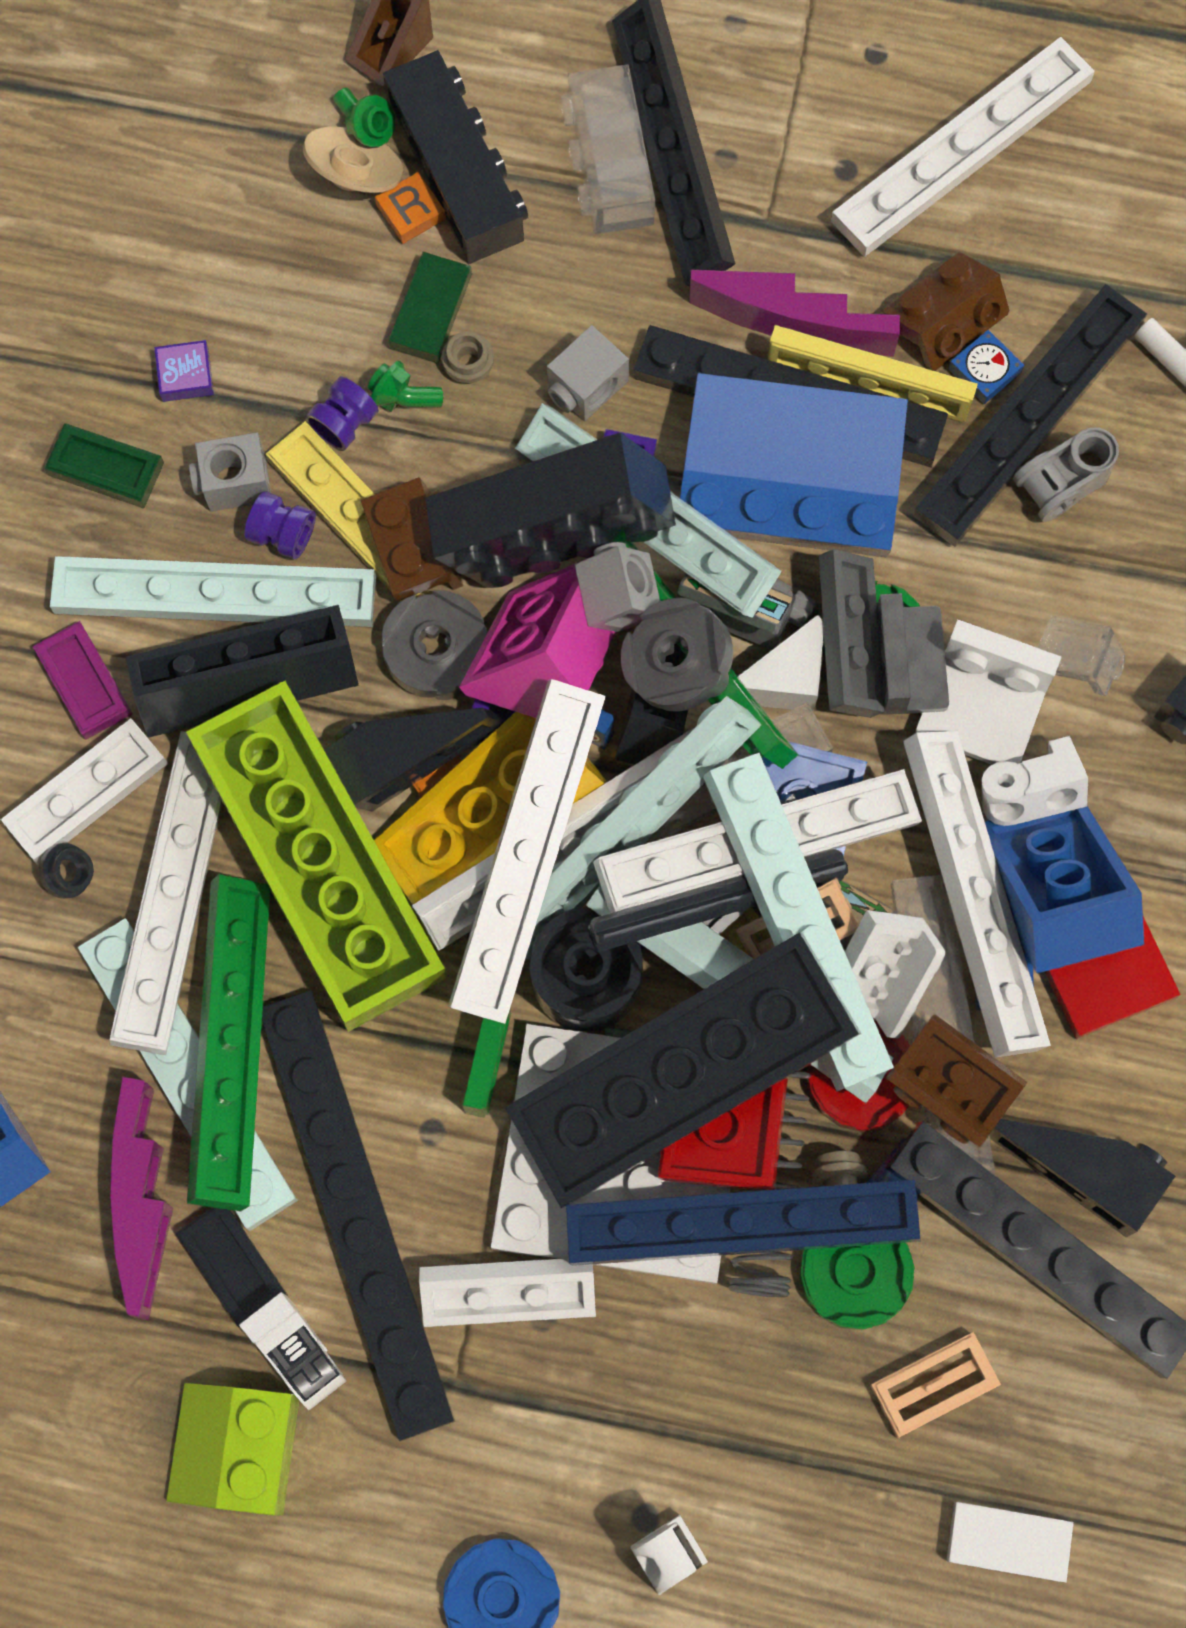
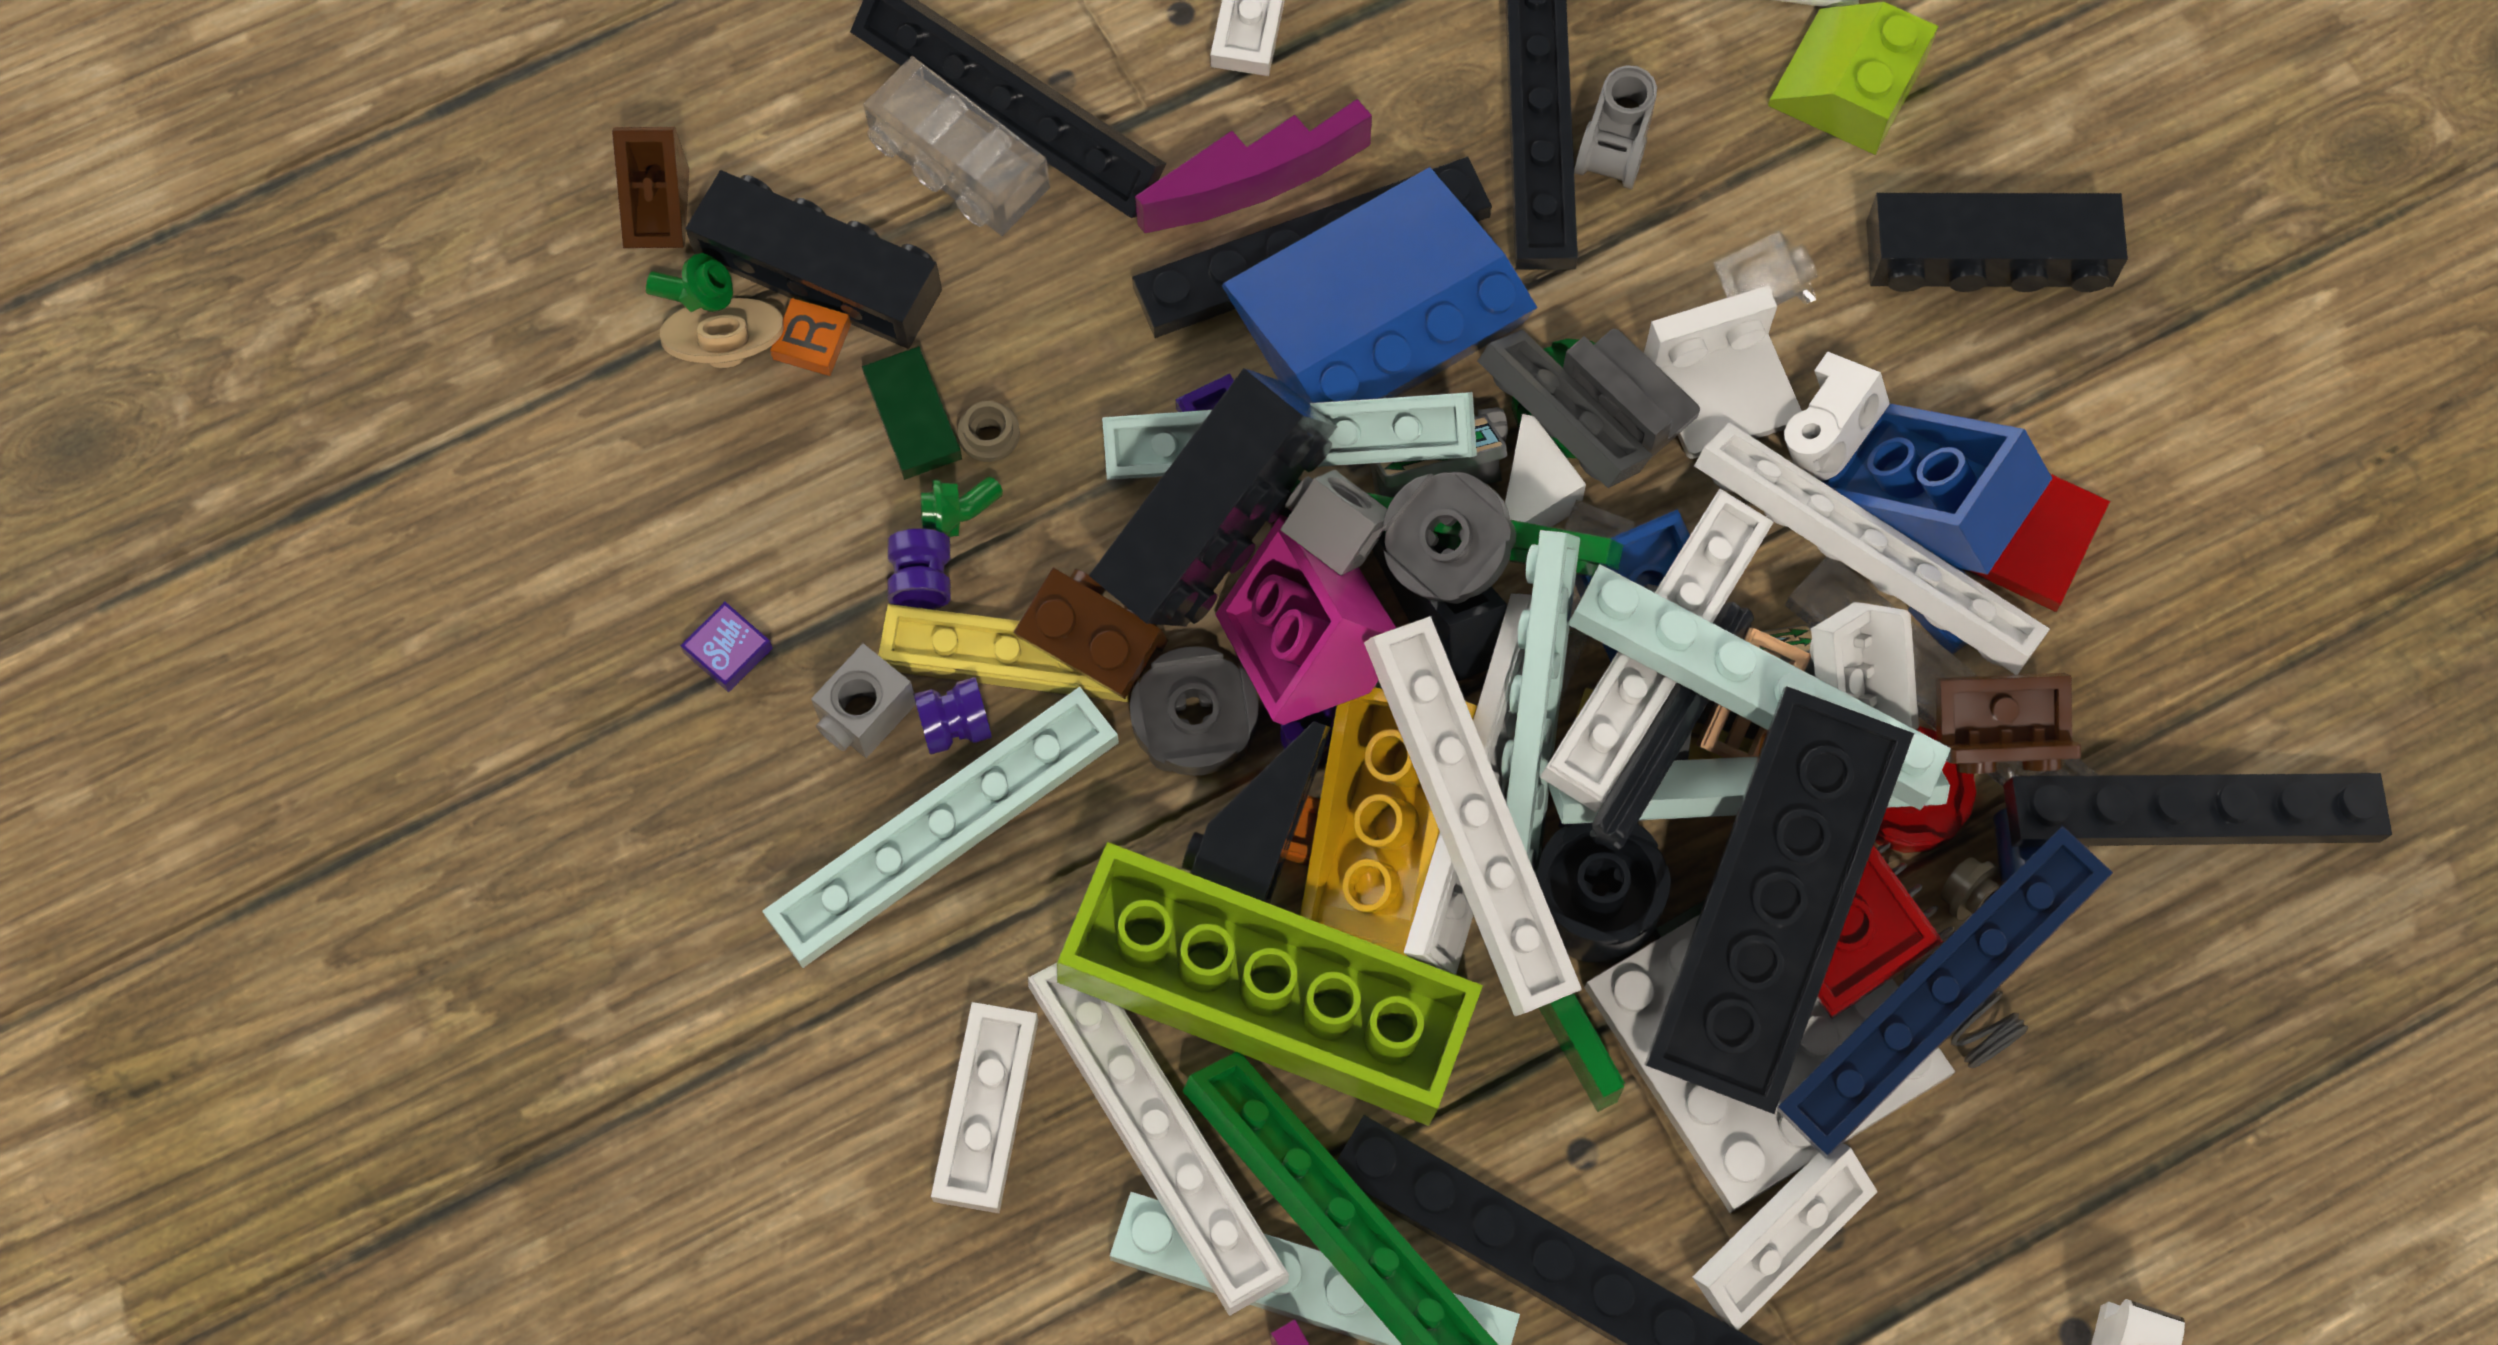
camera: 40 degrees left, 5 degrees down
(78, 868) = (1035, 1193): black plate -> none
(82, 680) = (886, 1008): magenta tile -> none
(104, 465) = (726, 793): dark green tile -> none
(212, 674) = (1041, 873): black brick -> none
(587, 374) = (1116, 362): light grey brick -> none
(857, 1283) = (2071, 974): green tile -> none
(872, 372) = (1371, 169): light yellow tile -> none
(892, 1406) = (2192, 1053): light nougat tile -> none
(950, 308) = (1387, 62): reddish brown bracket -> none
(988, 365) = (1462, 92): tile -> none
(1010, 1542) = (2391, 1084): white tile -> none
(1097, 1172) = (2193, 705): black slope -> none

